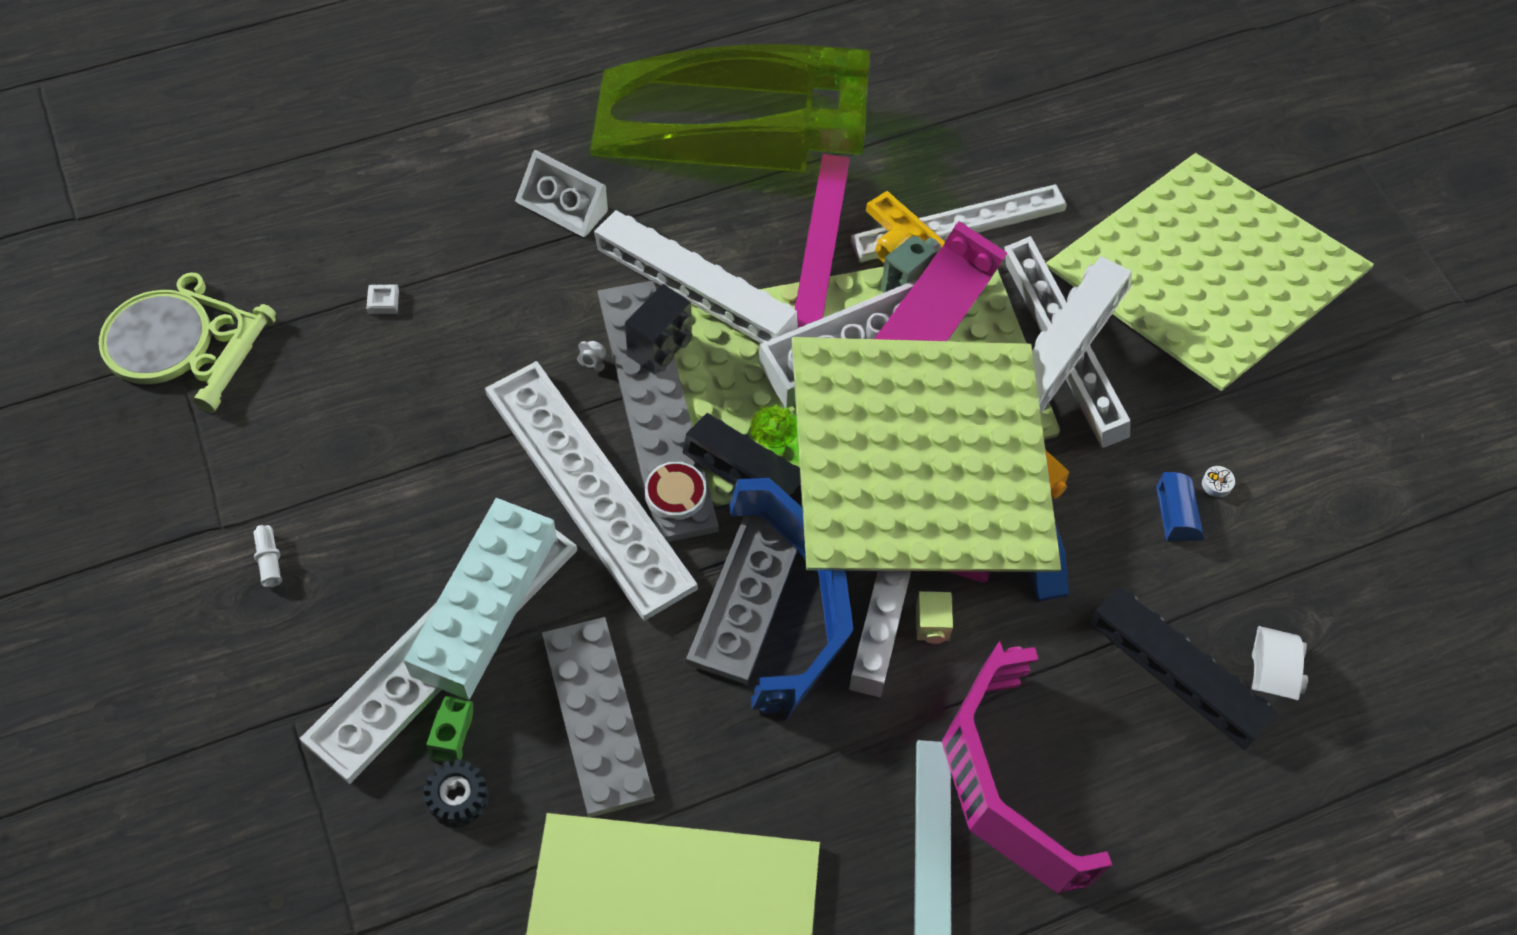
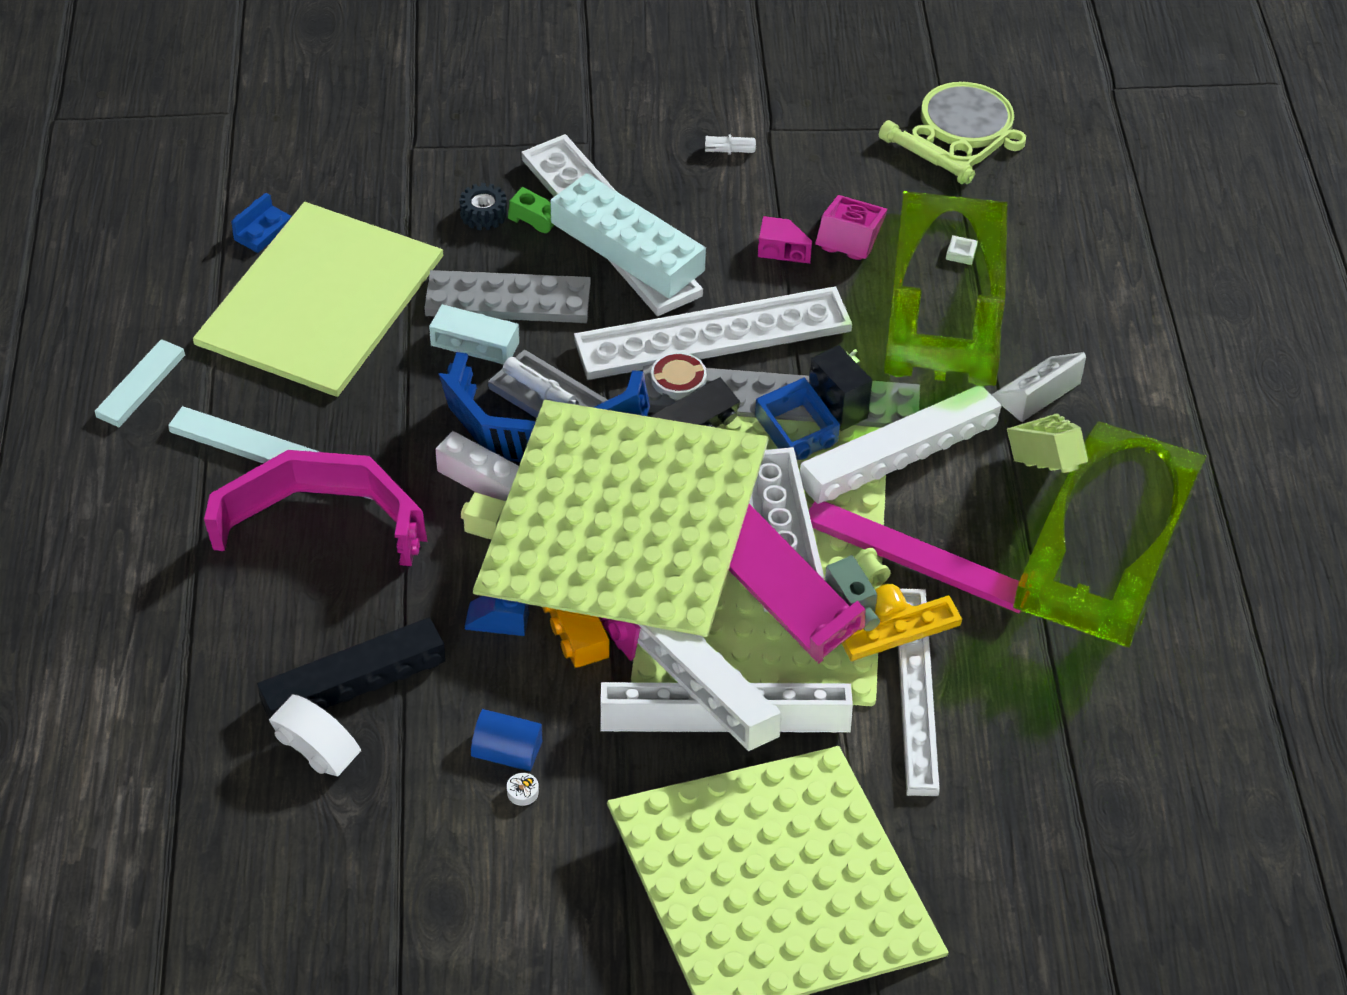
camera: 110 degrees right, 10 degrees down
(380, 397) = (850, 227): none -> dark pink slope
(424, 457) = (783, 241): none -> dark pink slope
(484, 231) = (975, 356): none -> clear neon green windscreen
(667, 151) = (1048, 443): none -> yellowish green wedge
(677, 722) = (474, 334): none -> light aqua brick
(685, 384) = (787, 399): none -> blue window
(747, 606) = (544, 387): none -> white pin
(856, 269) = (872, 567): none -> yellowish green bush

